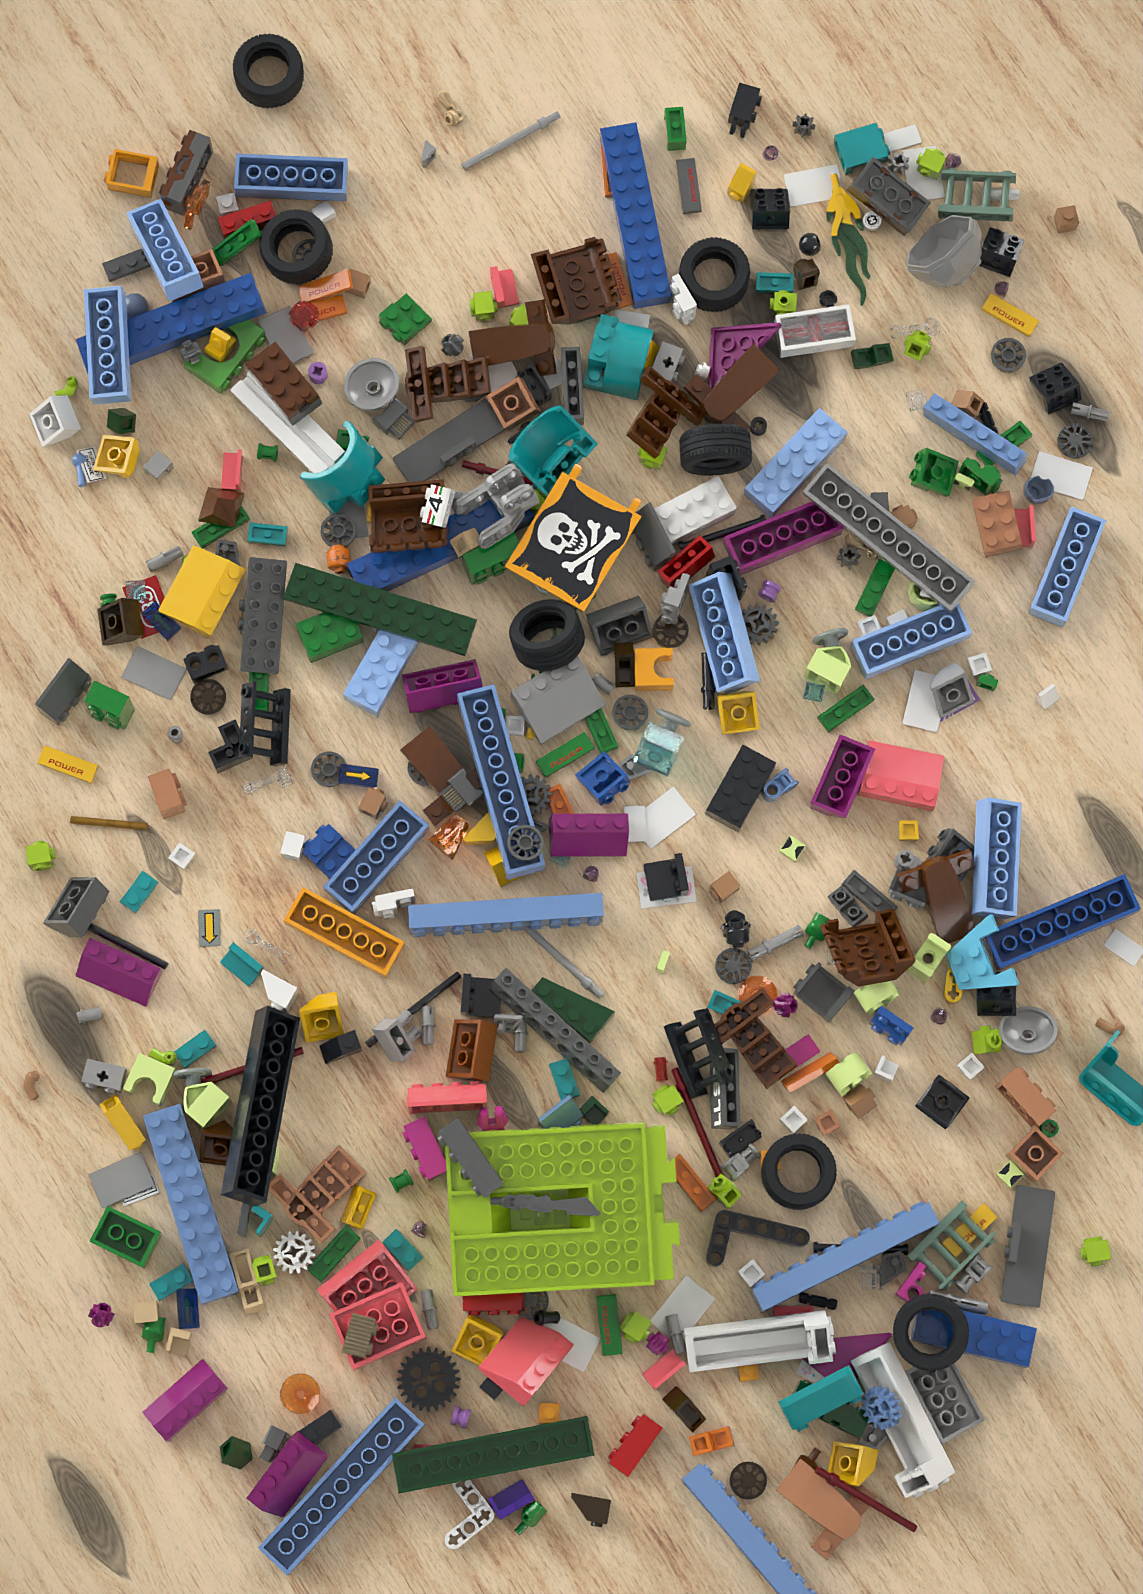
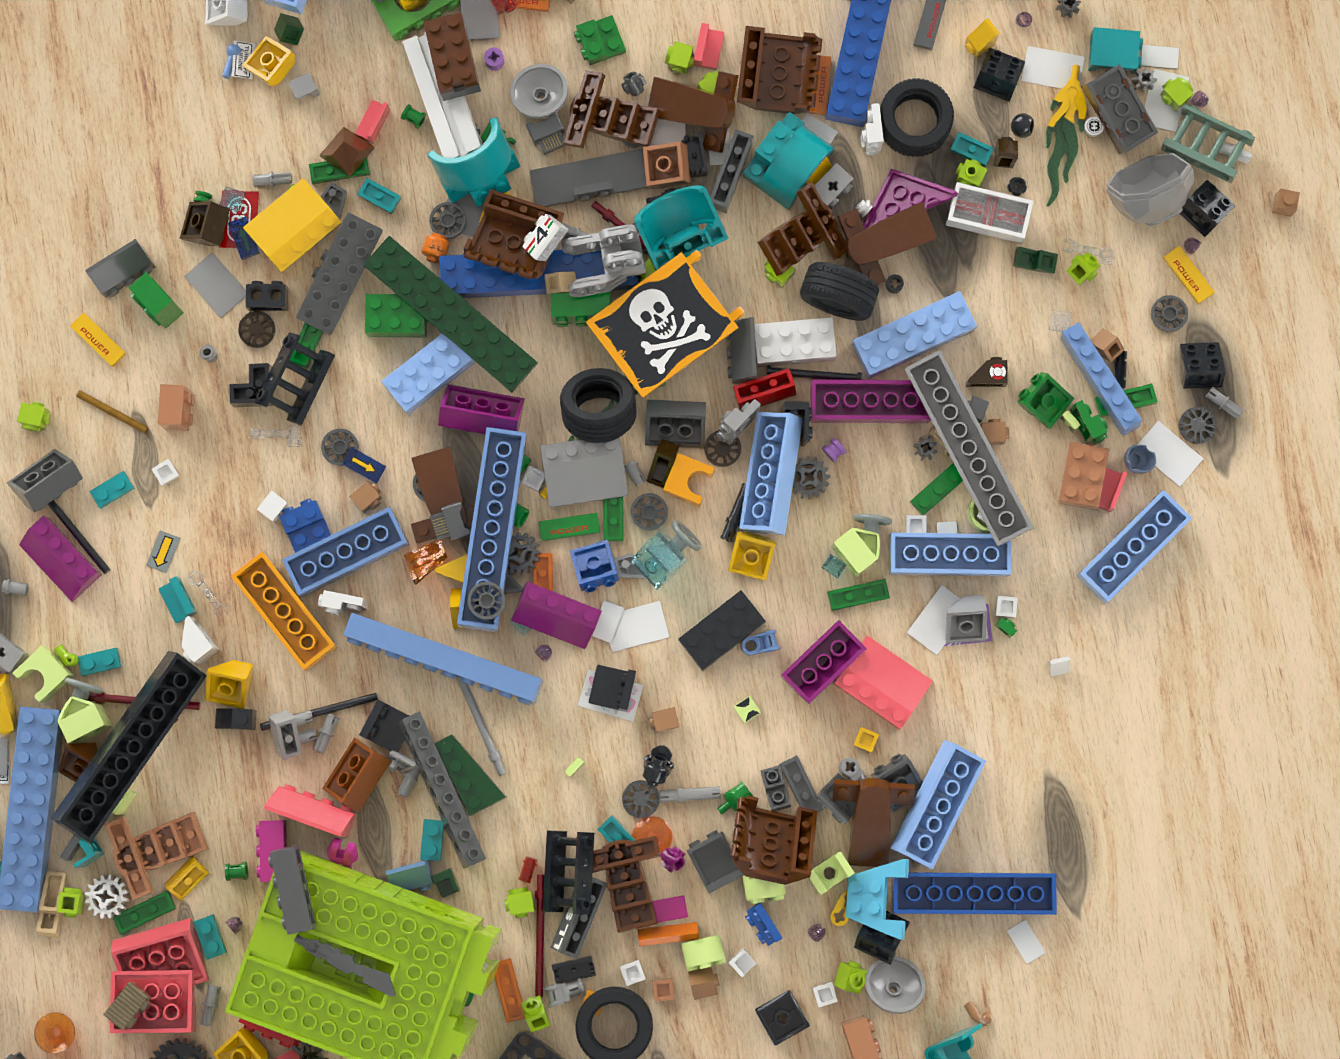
camera: 30 degrees right, 5 degrees up
(877, 470) = (991, 374): none -> dark brown slope

